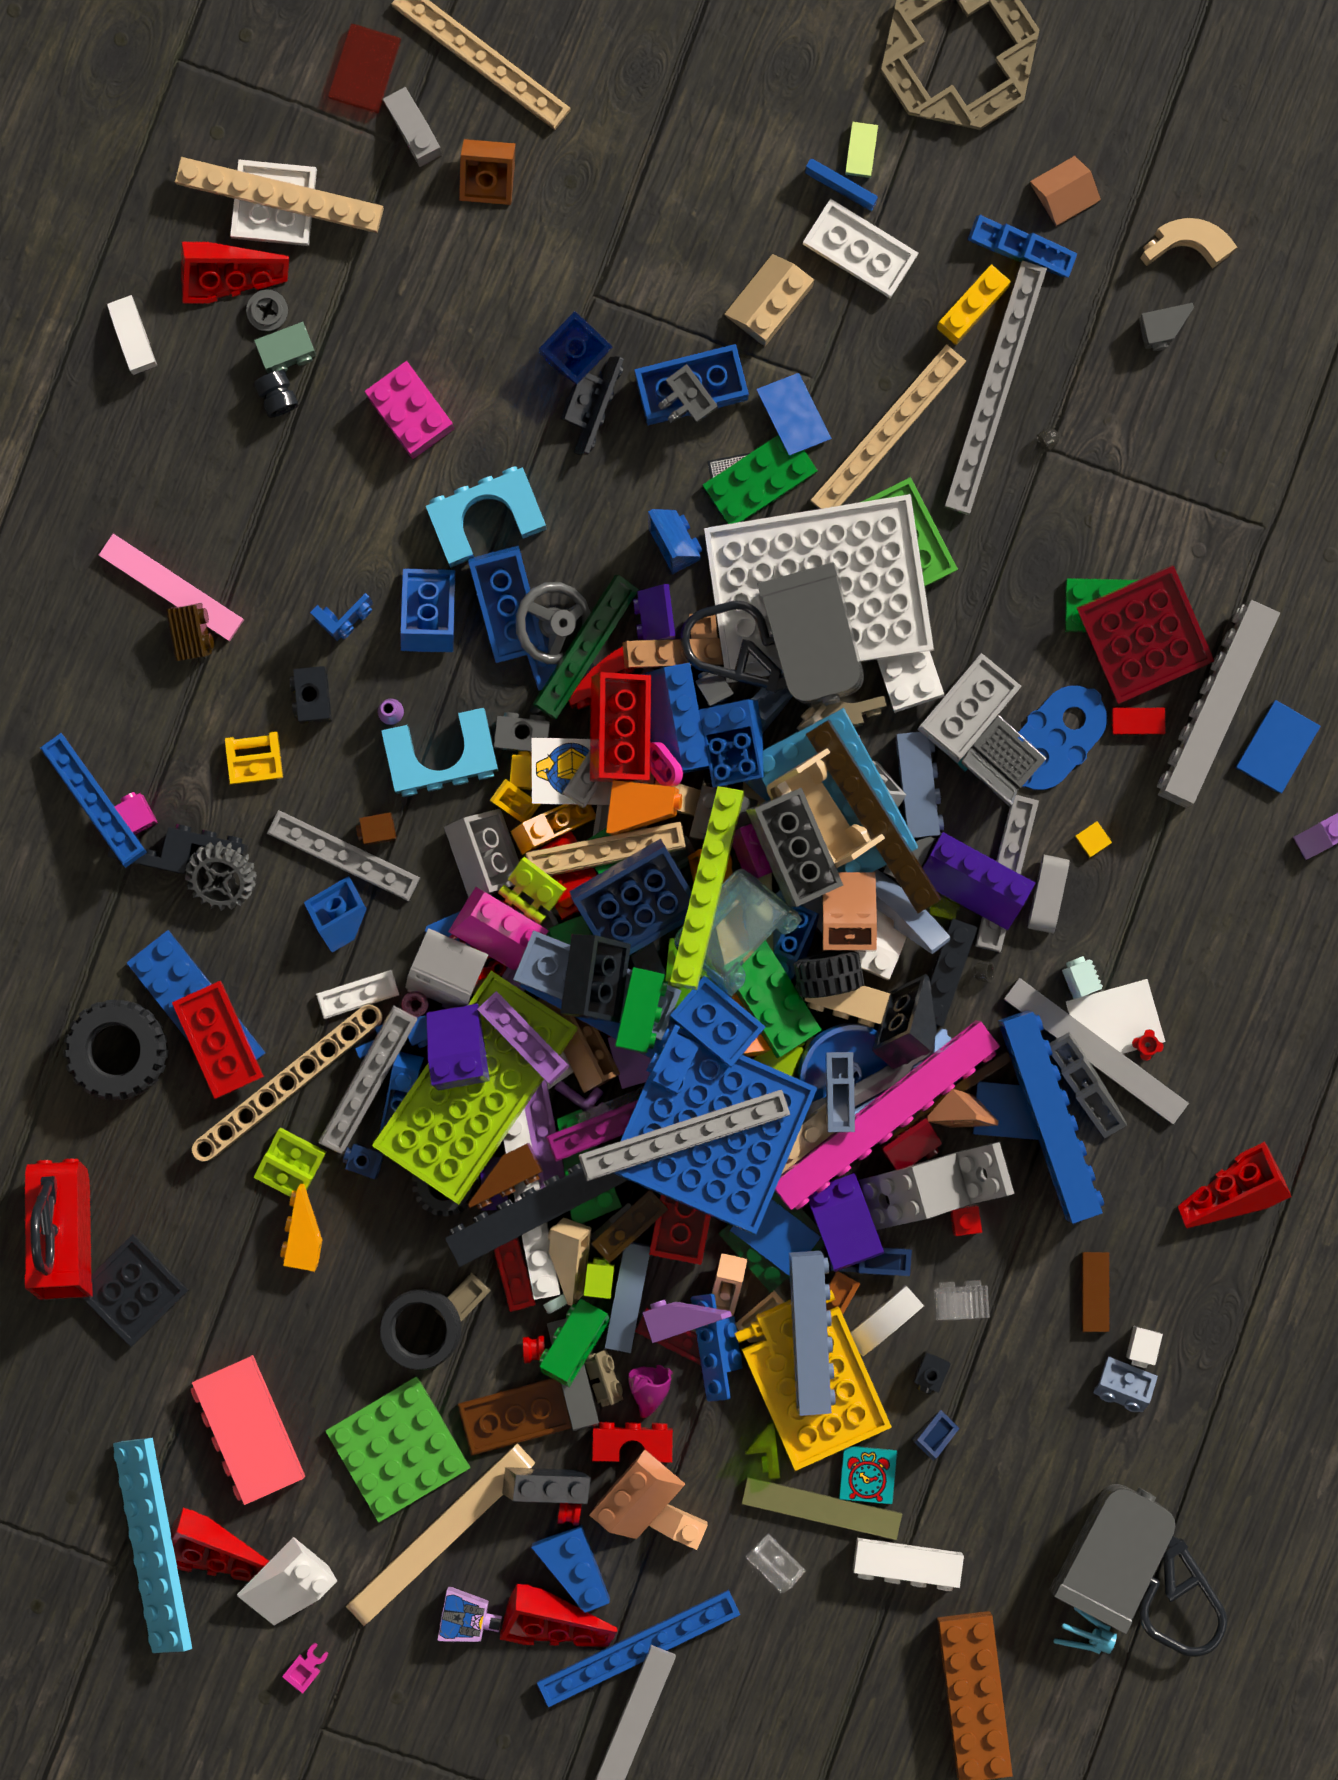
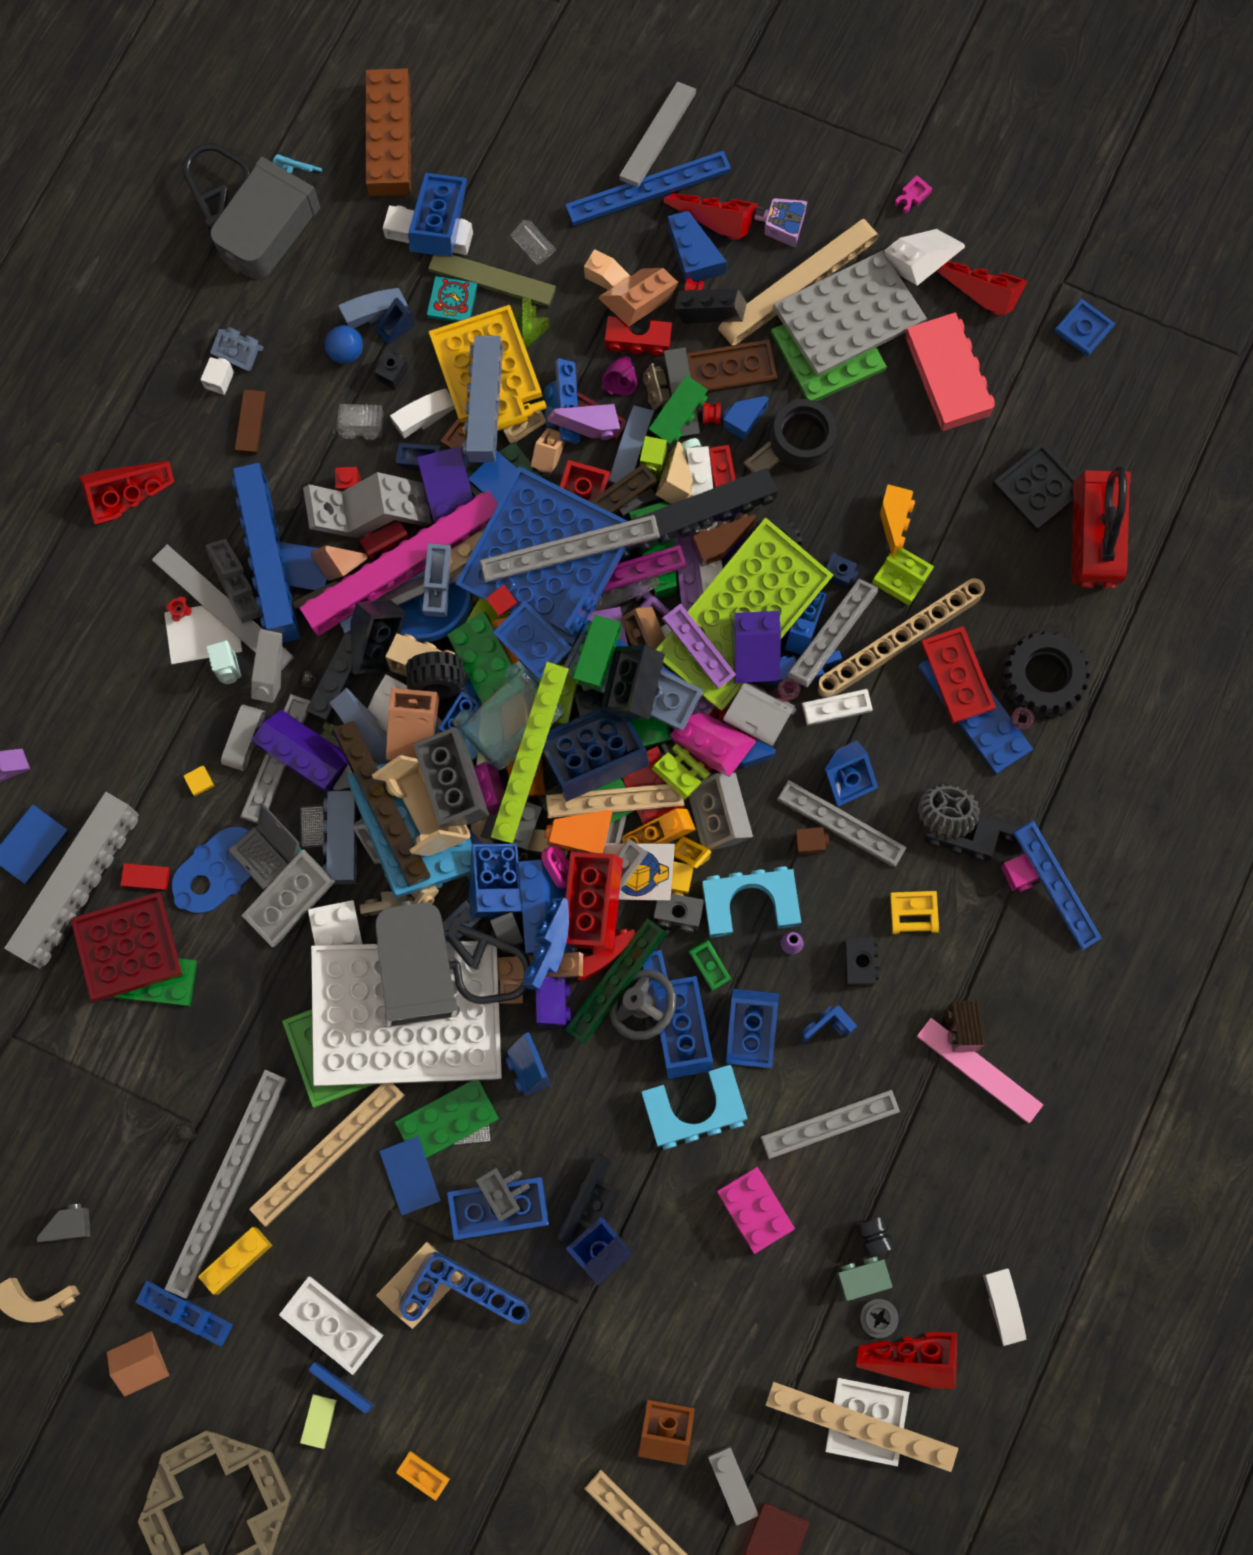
camera: 170 degrees left, 10 degrees down
(85, 1504) = (1084, 327): none -> blue plate
(140, 987) = (1019, 712): none -> clear pink cone
(152, 1546) = (1031, 290): medium azure plate -> none
(334, 513) = (830, 1124): none -> light grey tile
(374, 1494) = (849, 313): none -> light grey plate
(483, 679) = (709, 964): none -> green slope
(494, 1348) = (744, 416): none -> blue slope
(658, 678) = (552, 935): none -> blue slope
(720, 296) = (463, 1286): none -> blue beam
(742, 104) = (423, 1475): none -> light orange plate
(759, 1068) = (502, 601): none -> red tile
(896, 1577) = (437, 215): none -> blue slope
(954, 799) = (312, 826): none -> black sticker
(964, 1454) = (369, 307): none -> sand blue slope
(993, 1397) = (343, 344): none -> blue piece
(1029, 973) = (267, 666): none -> light grey slope

